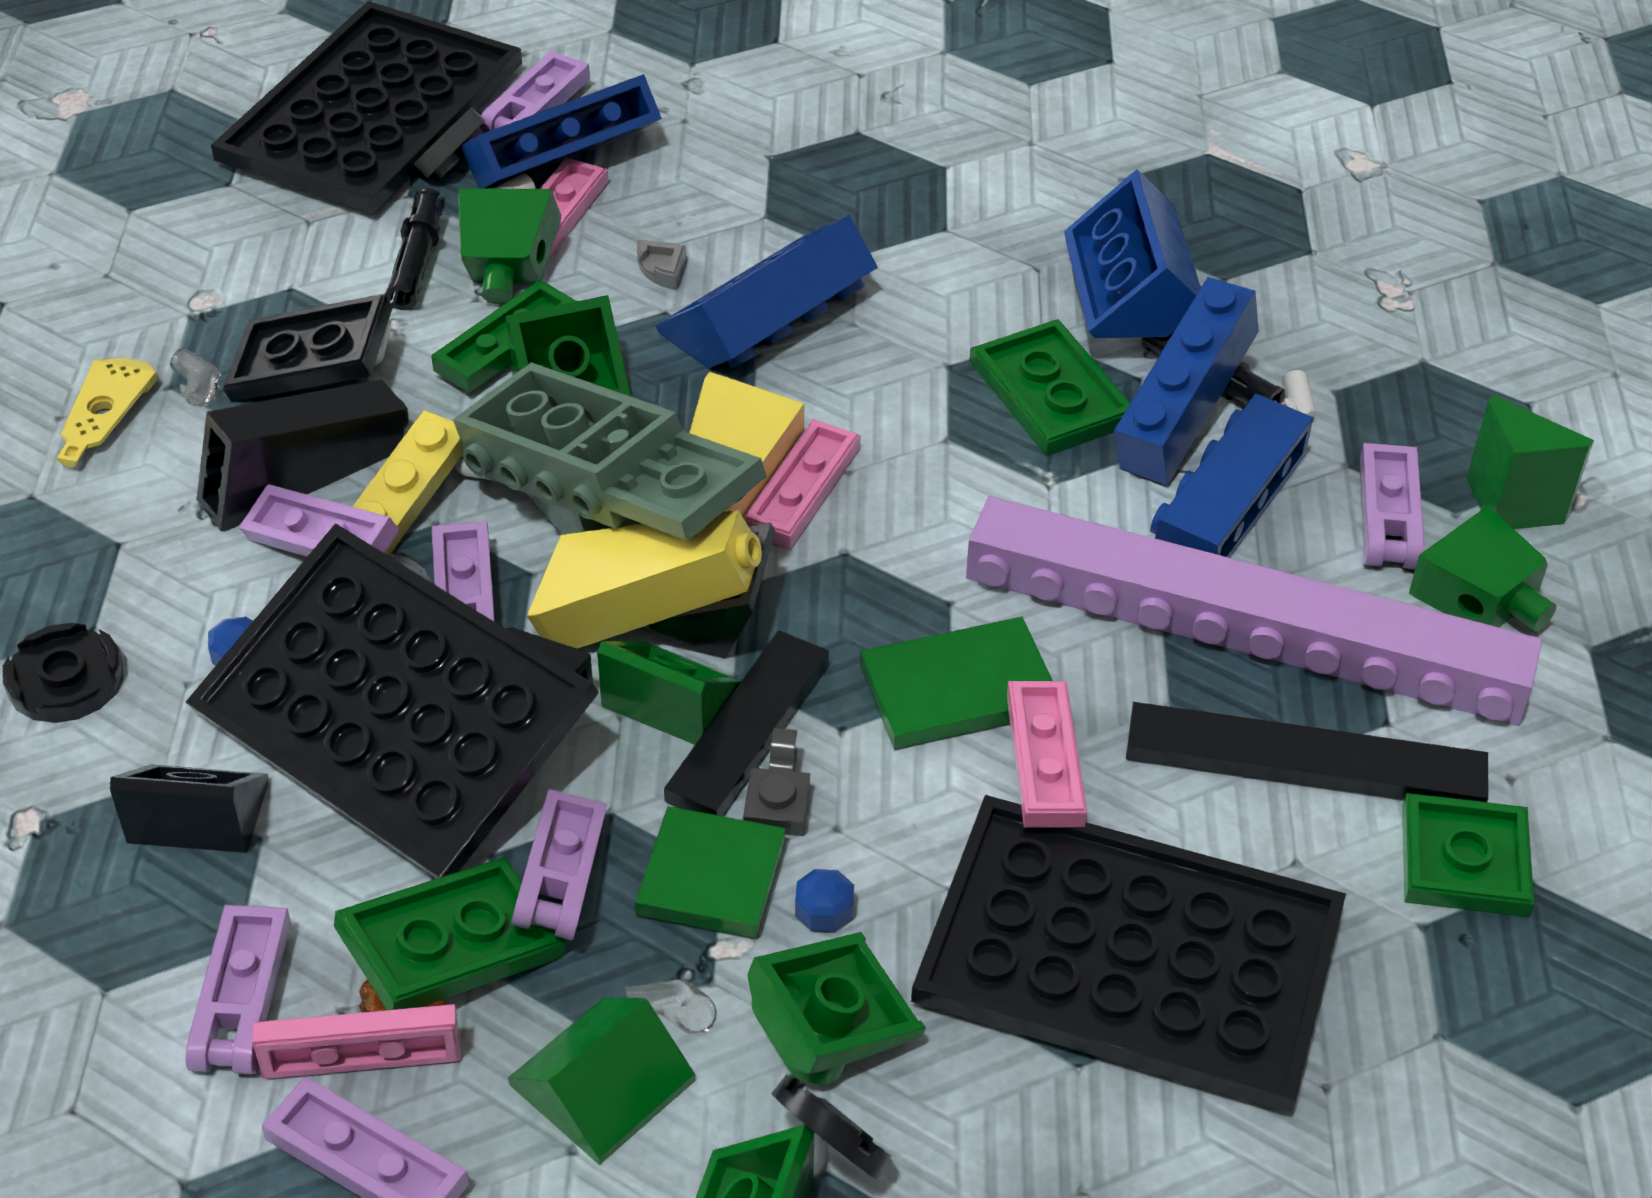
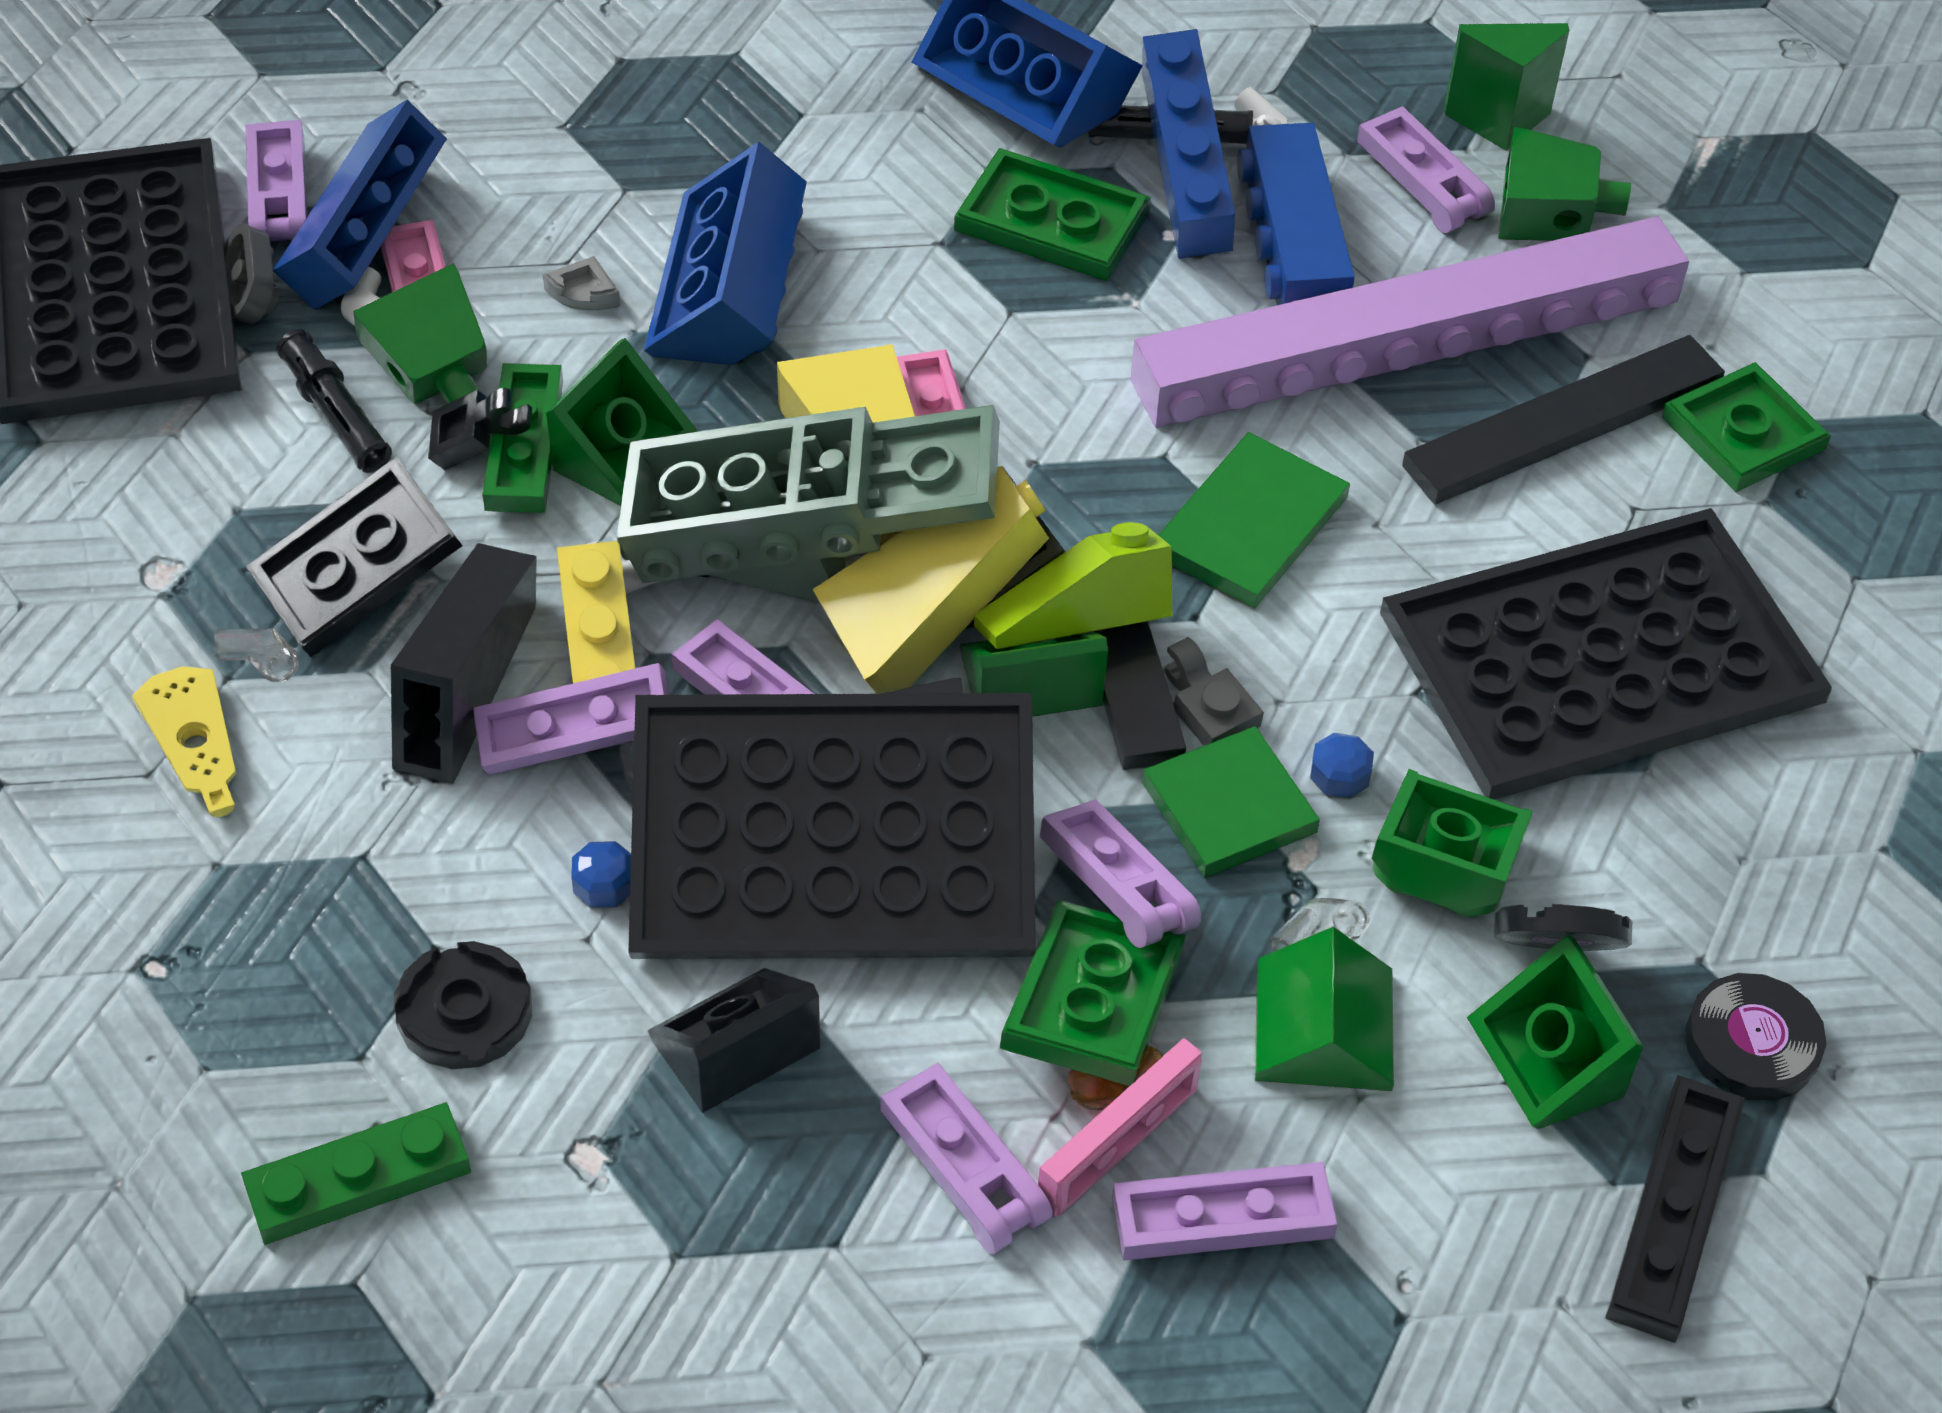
camera: 40 degrees left, 5 degrees up
(471, 307) = (465, 425): none -> black plate
(754, 648) = (1089, 588): none -> lime slope
(1046, 754) = (1396, 534): bright pink tile -> none

